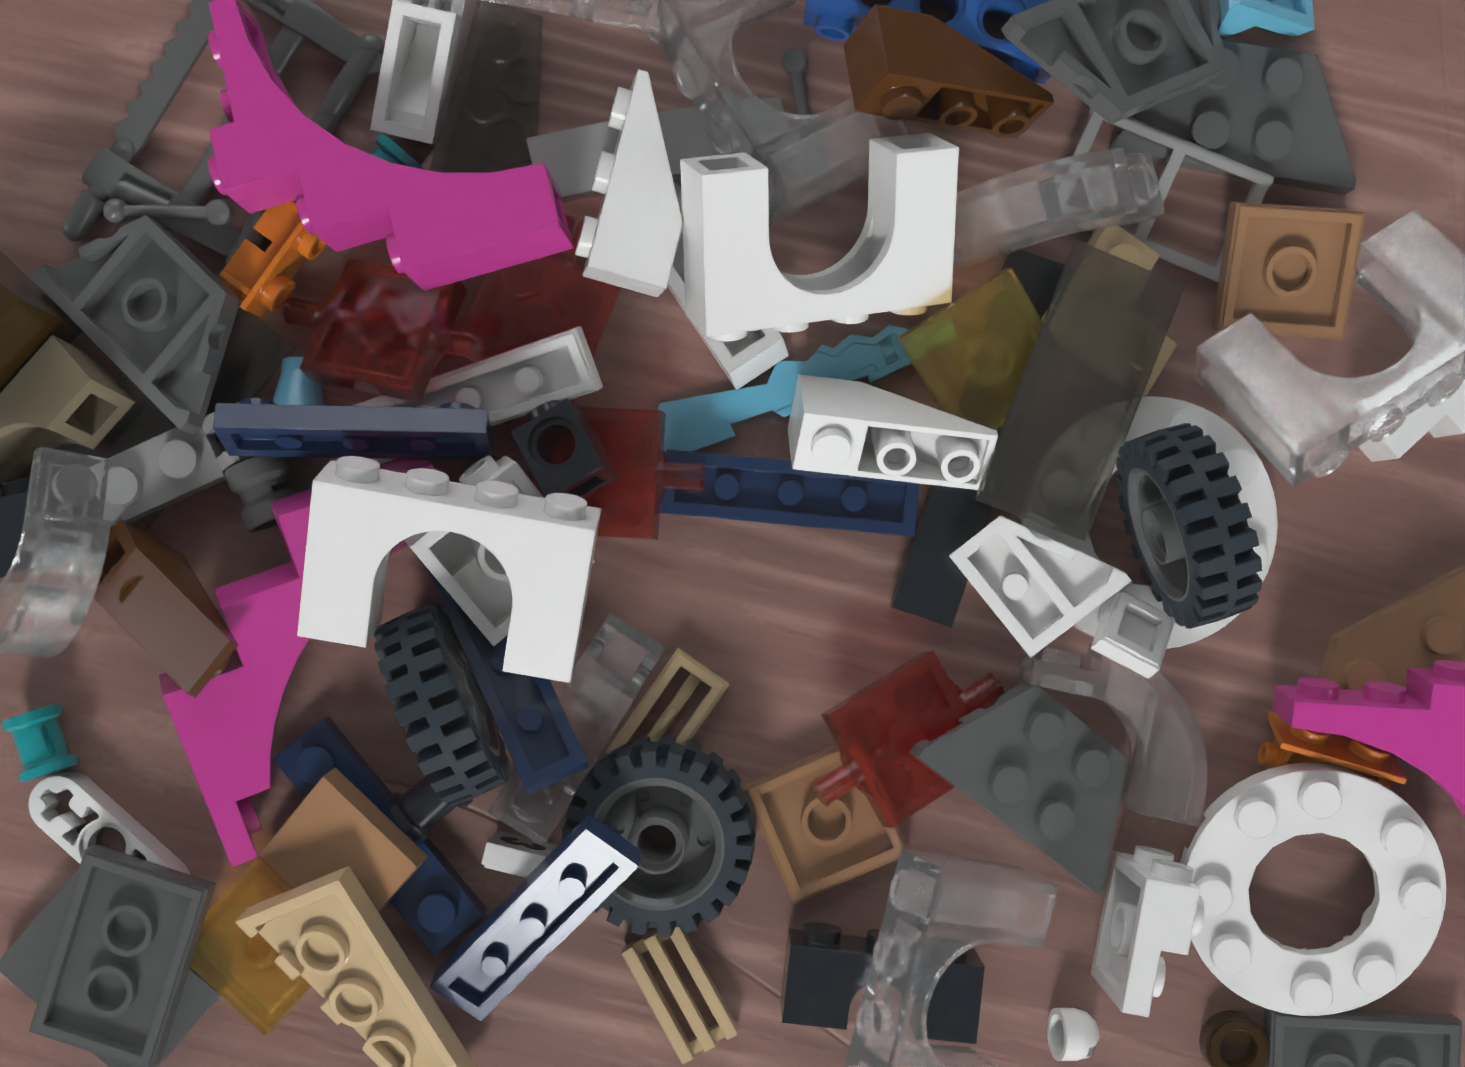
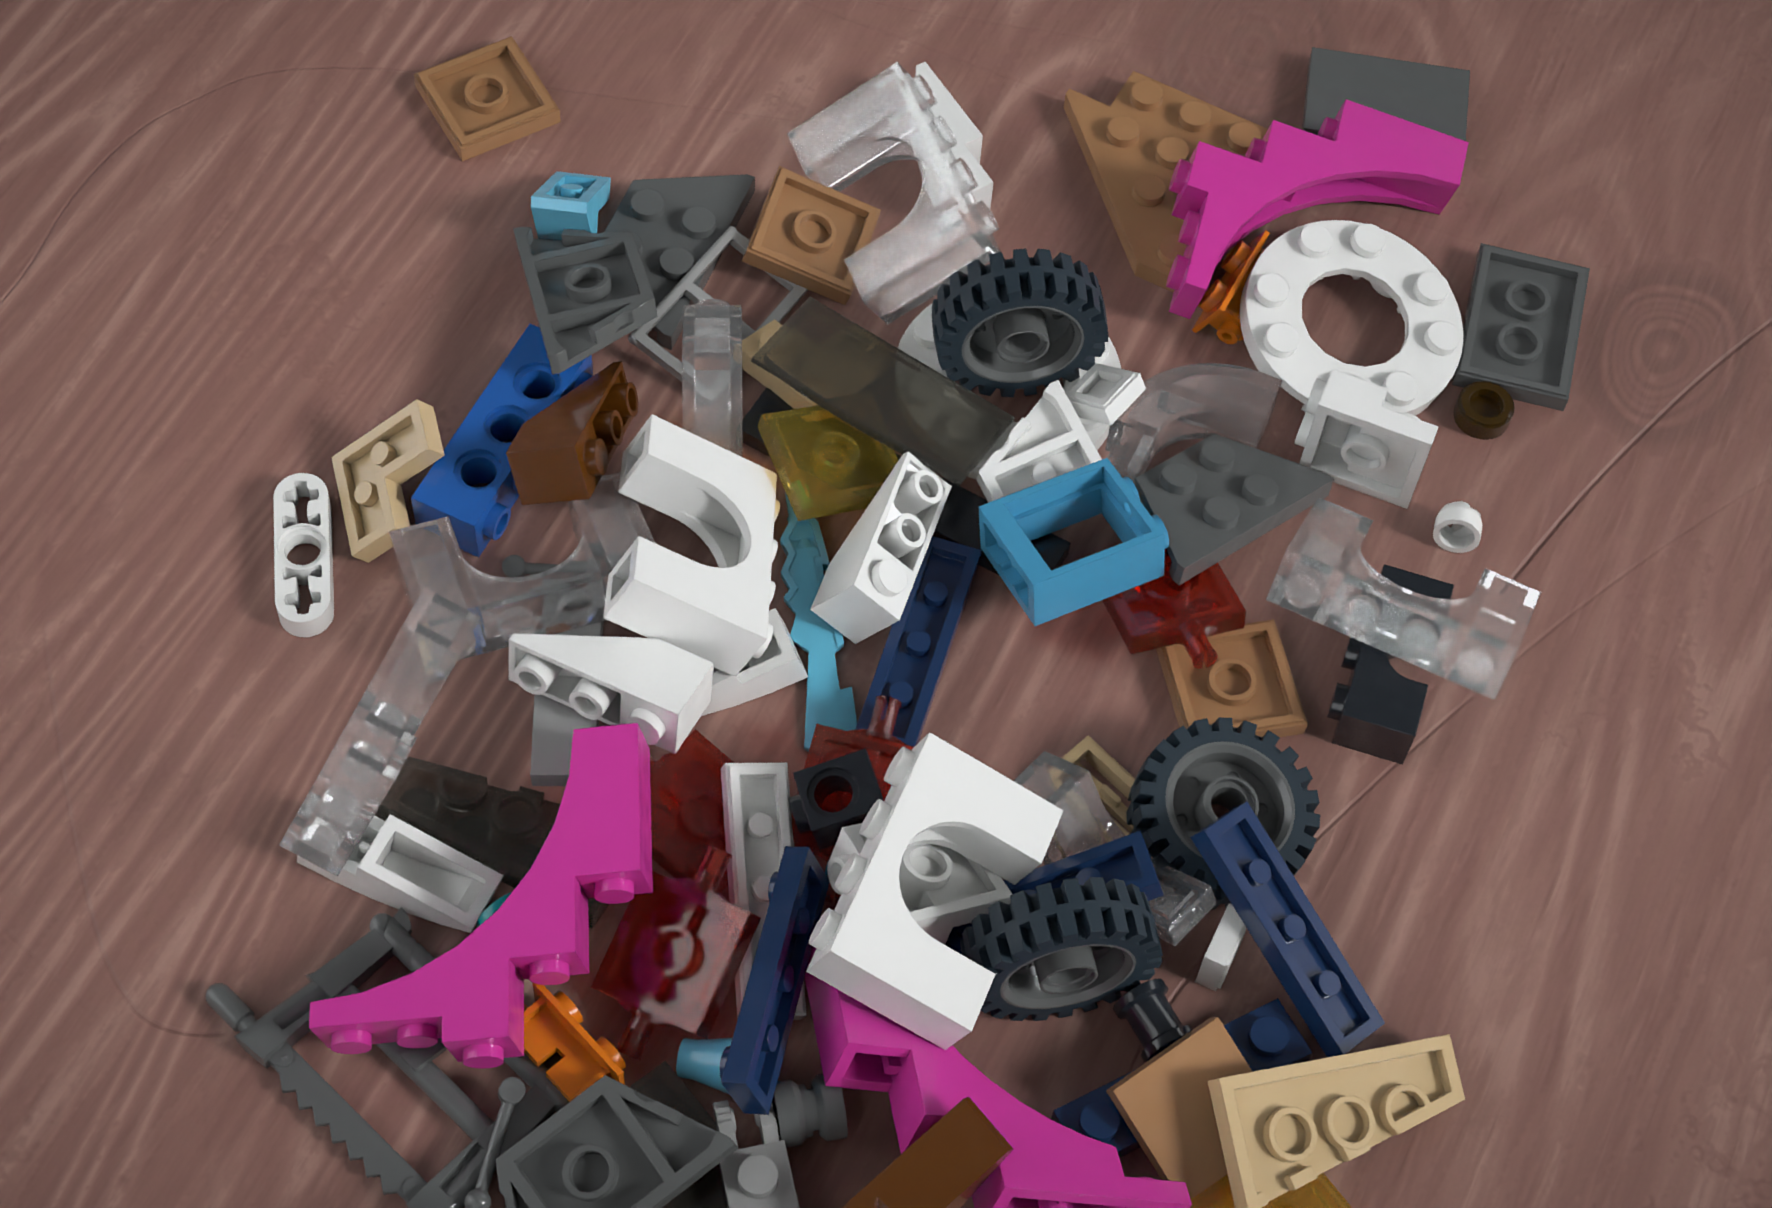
camera: 80 degrees left, 30 degrees down
(705, 1037) = (1372, 819): tan tile -> none
(976, 602) = (1092, 490): none -> dark azure window

